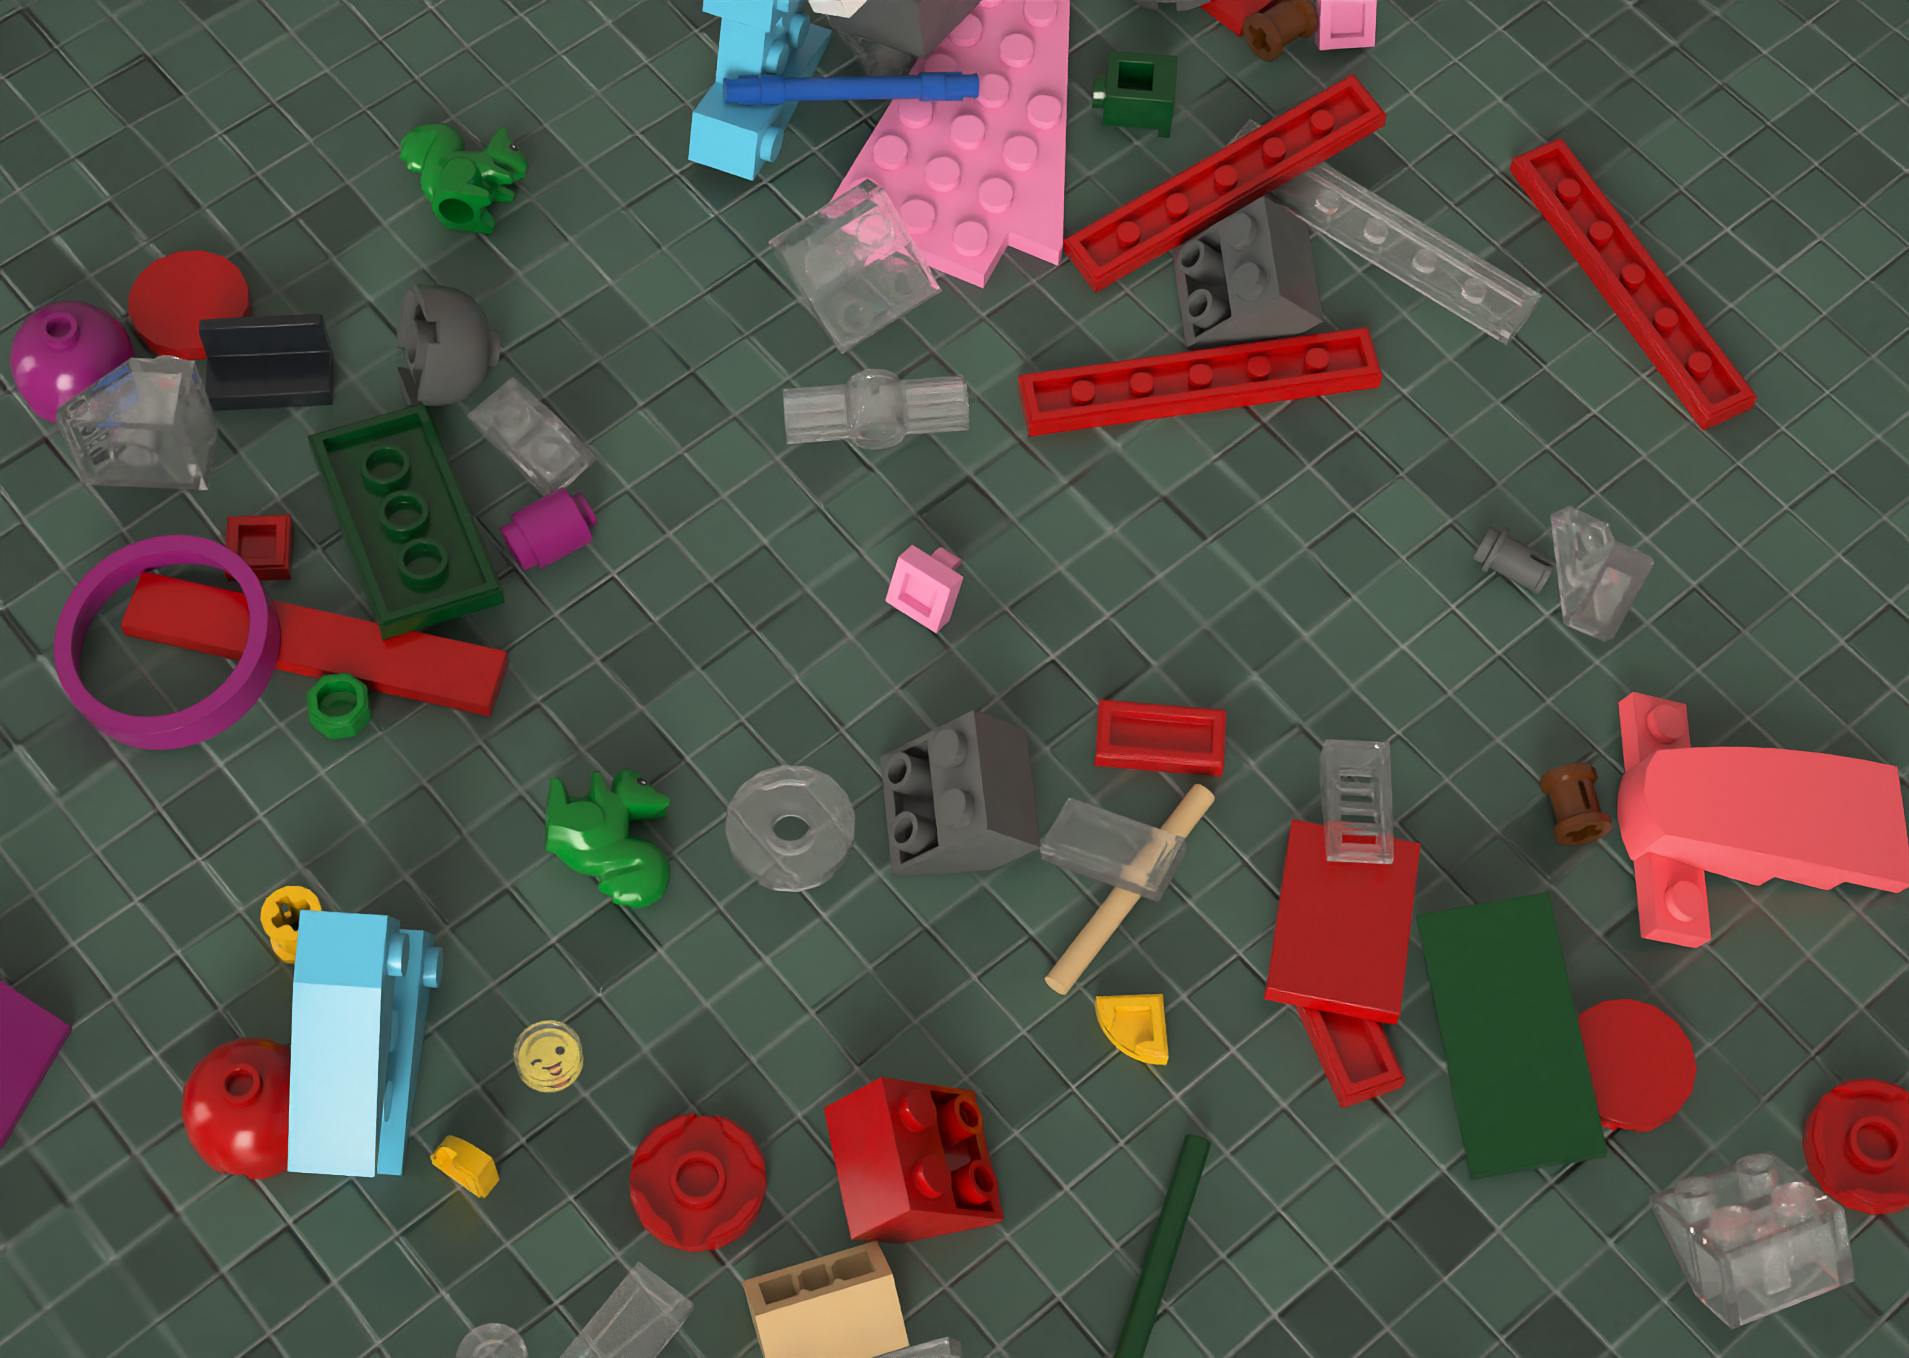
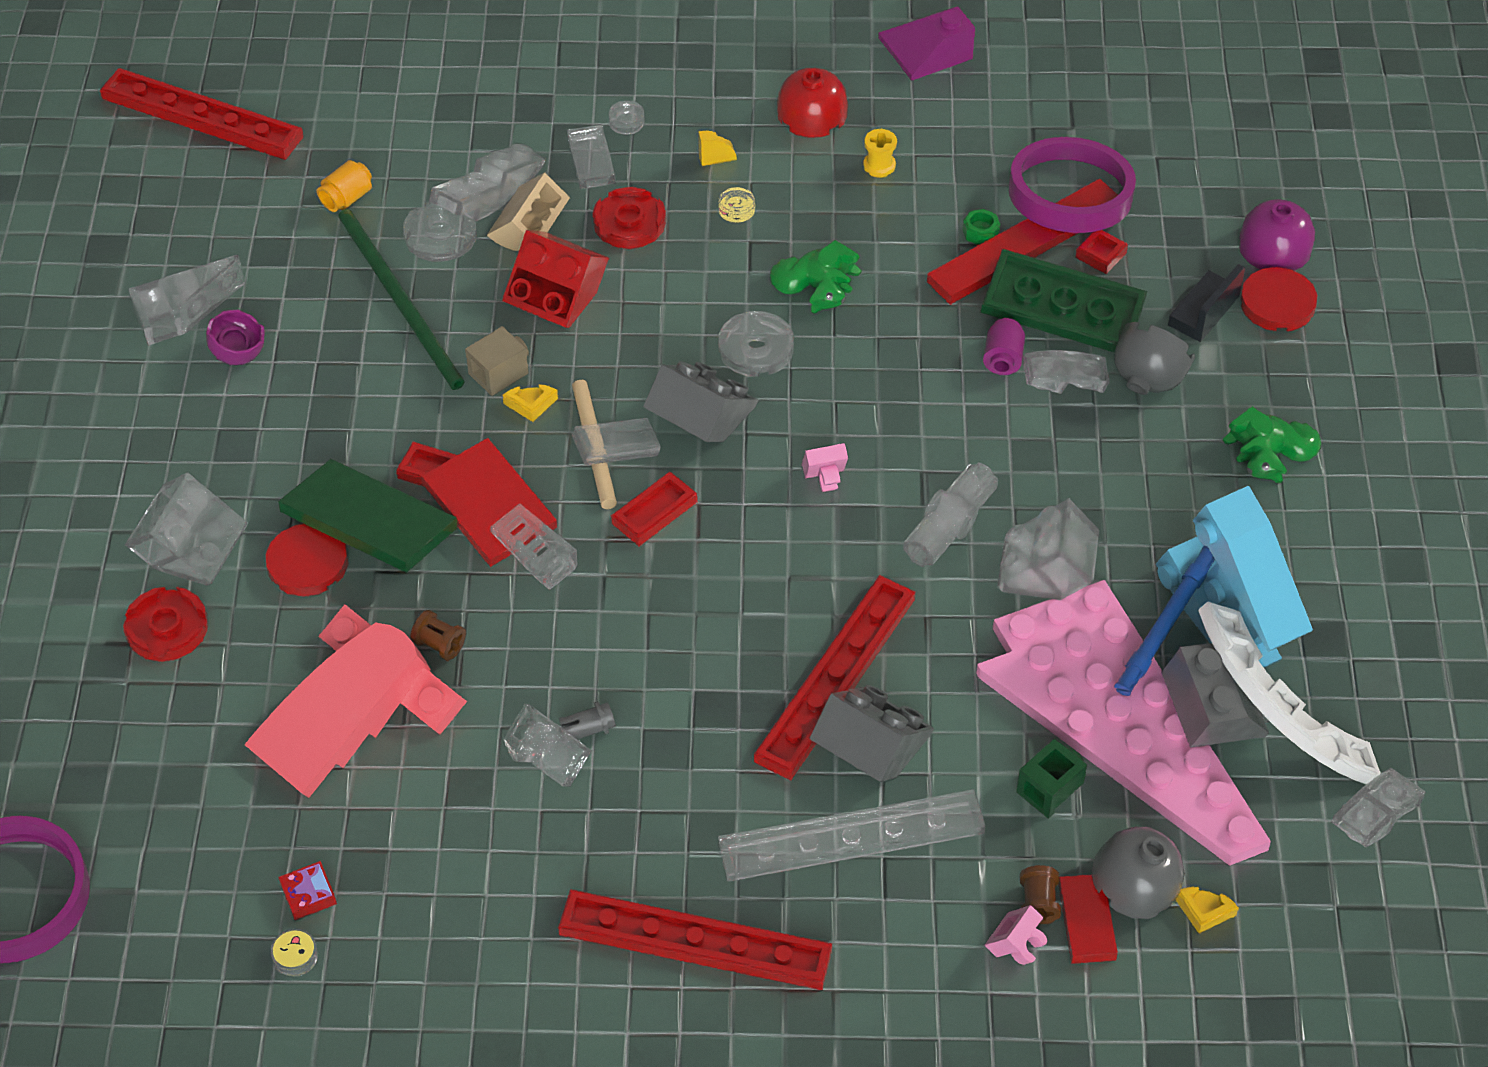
camera: 135 degrees right, 10 degrees down
(143, 426) = (1194, 224): clear slope -> none
(356, 1041) = (788, 115): medium azure wedge -> none
(1124, 1104) = (497, 360): none -> dark tan brick
(1224, 183) = (948, 776): red tile -> none

